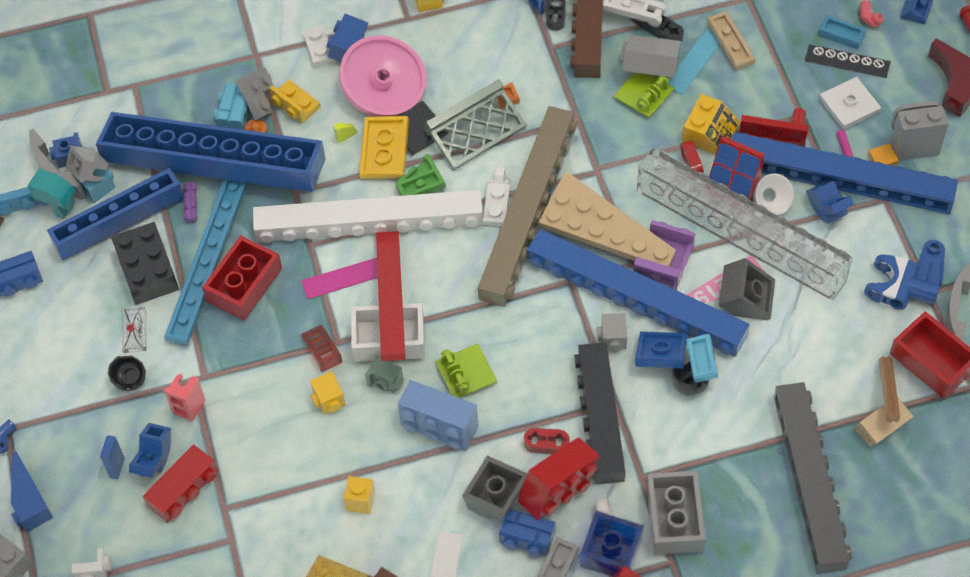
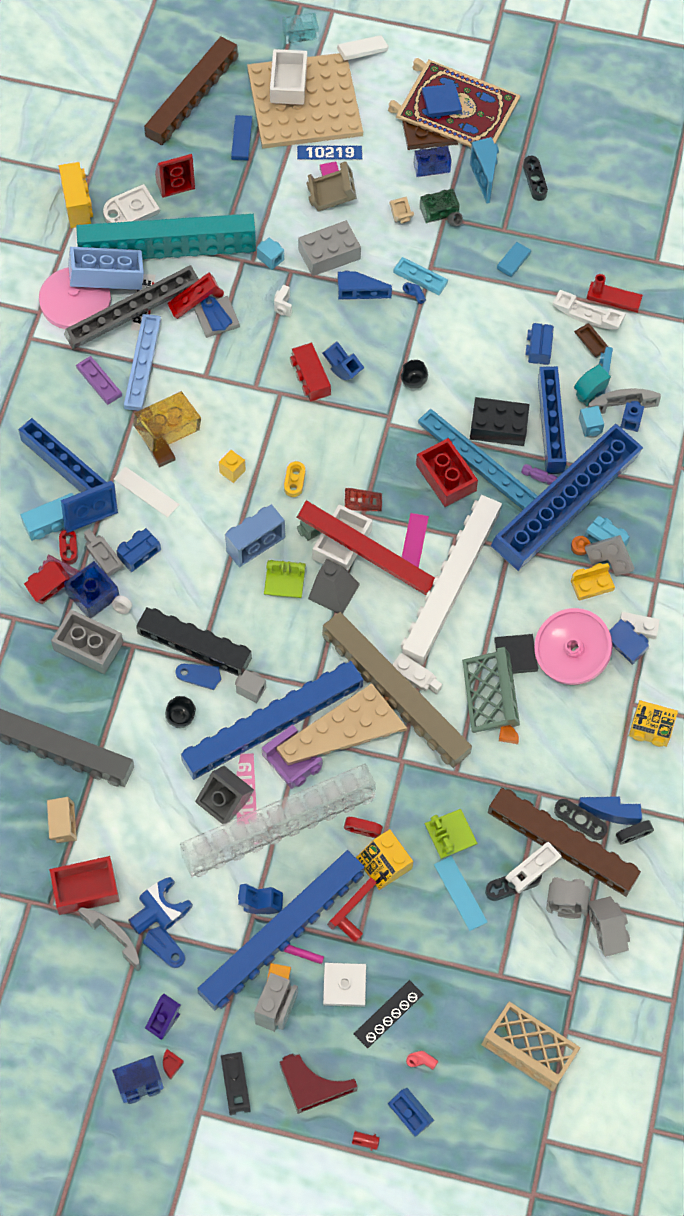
camera: 115 degrees right, 5 degrees up
(83, 162) = (604, 414): light grey hinge -> none
(112, 457) = (351, 337): blue tile -> none
(134, 329) = (451, 397): clear tile -> none
(187, 399) = (366, 395): coral hinge -> none
(327, 393) = (321, 484): yellow brick -> none
(335, 425) = (294, 480): none -> yellow plate
(344, 131) = (541, 595): neon yellow tile -> none
(384, 147) = (509, 620): yellow tile -> none
(421, 179) = (463, 630): bright green wing -> none
(448, 320) = (333, 587): none -> dark grey slope
(494, 488) = (178, 541): dark grey slope -> none
(546, 440) = (194, 598): red beam -> none
(558, 478) = (154, 576): red piece -> none
(632, 390) = (199, 675): none -> blue piece
(650, 55) = (475, 850): light grey brick -> none
(661, 349) = (214, 706): blue tile -> none
(702, 358) = (186, 724): medium azure tile -> none
(731, 40) = (462, 931): tan tile -> none
(737, 167) = (320, 840): blue slope -> none
(782, 193) = (286, 858): white piece -> none
(842, 32) = (418, 1027): dark azure tile -> none
(889, 389) = (77, 831): medium nougat axle -> none

